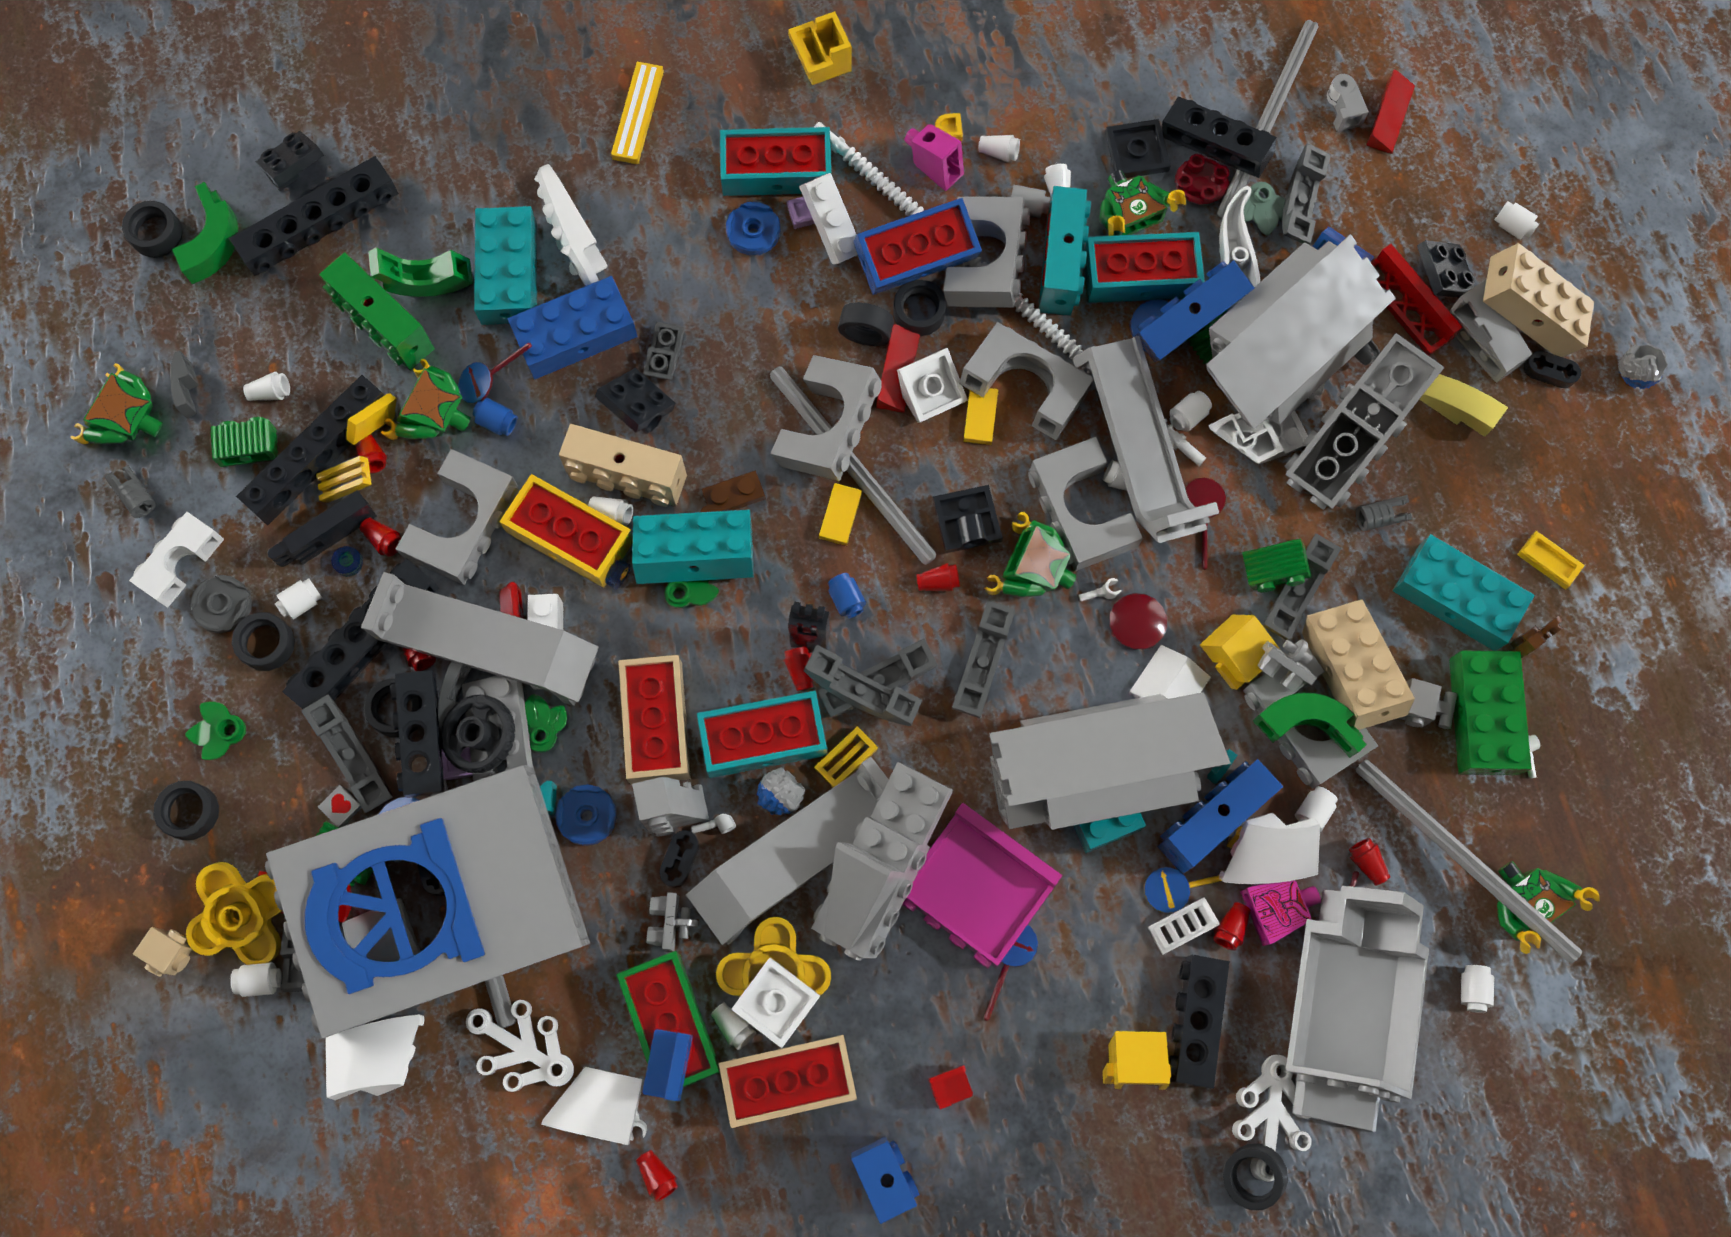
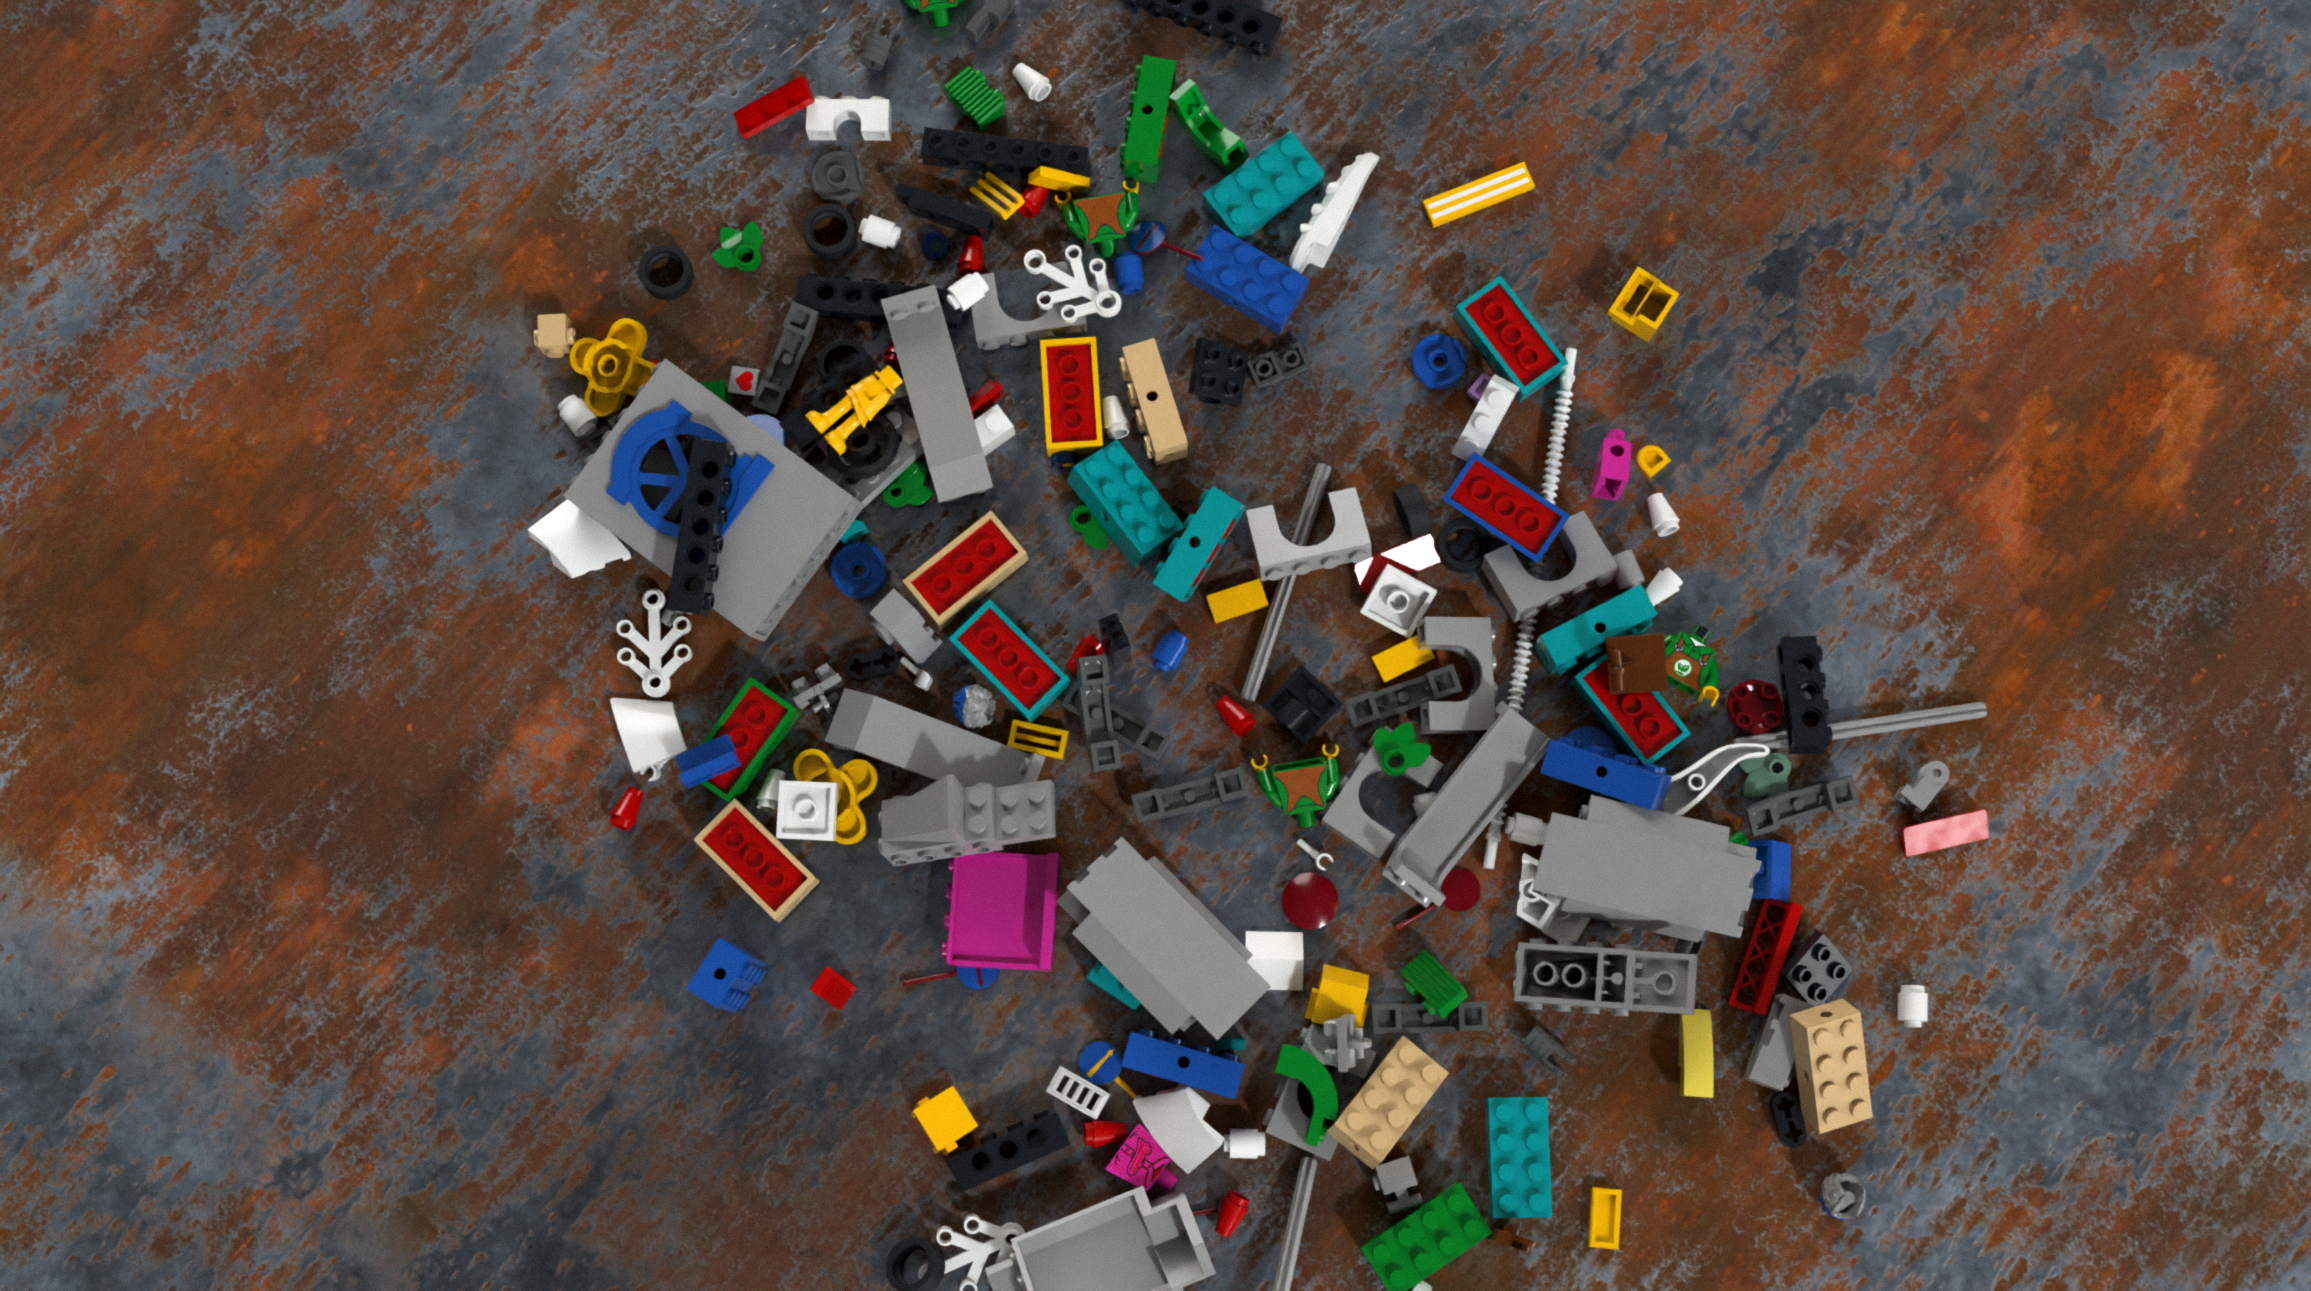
camera: 60 degrees right, 5 degrees up
(113, 615) = (774, 107): none -> red plate
(384, 874) = (689, 541): none -> black brick
(409, 554) = (967, 291): none -> white brick
(441, 700) = (865, 397): none -> yellow piece
(474, 461) = (1075, 286): none -> white plant
(768, 487) = (1188, 564): none -> teal brick
(1015, 432) = (1403, 696): none -> dark grey slope
(1058, 458) = (1400, 745): none -> green plate
(1117, 231) = (1636, 663): none -> reddish brown plate
(1138, 148) = (1747, 633): black tile -> none

